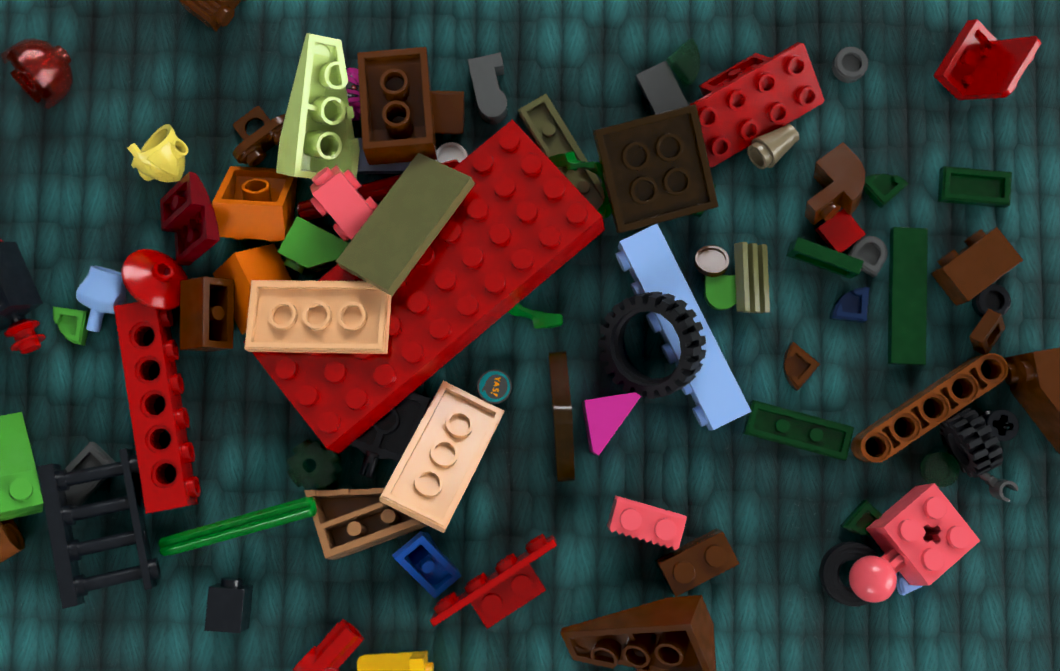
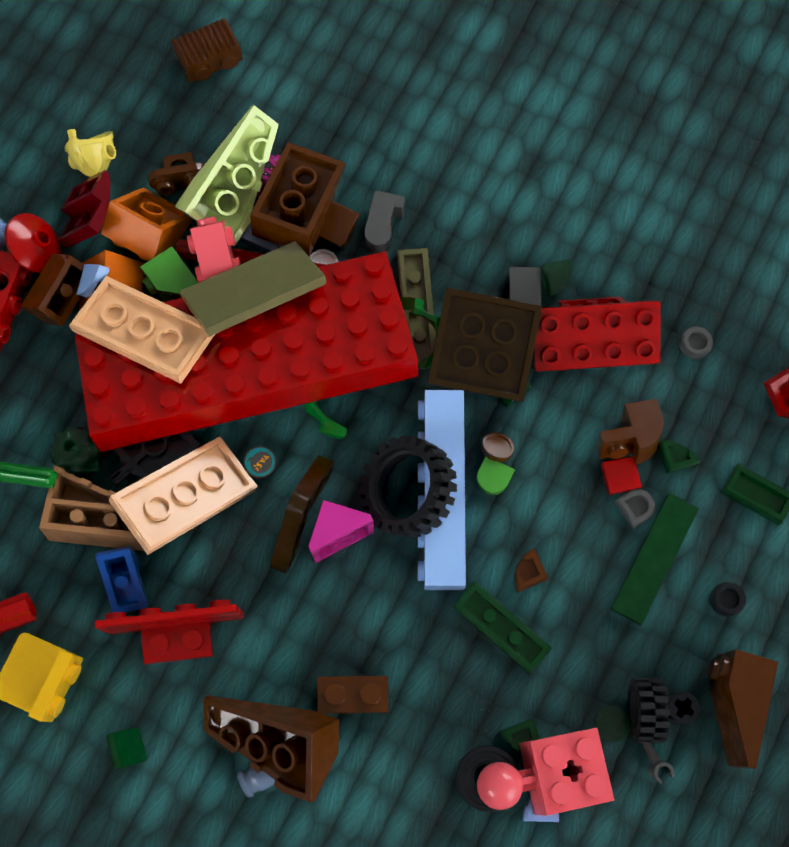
camera: 20 degrees right, 10 degrees down
(40, 70) = (37, 46): clear red cylinder -> none
(236, 289) = (91, 276): none -> light blue tile
(646, 522) = (327, 638): coral brick -> none
(751, 278) = (527, 480): olive tile -> none
(771, 147) = (595, 377): dark tan cone -> none
(824, 258) = (595, 489): dark green tile -> none
(852, 306) = (601, 544): dark blue tile -> none
(944, 403) = (642, 658): dark orange beam -> none
(976, 266) = (726, 559): reddish brown brick -> none
(987, 332) = (710, 622): reddish brown tile -> none

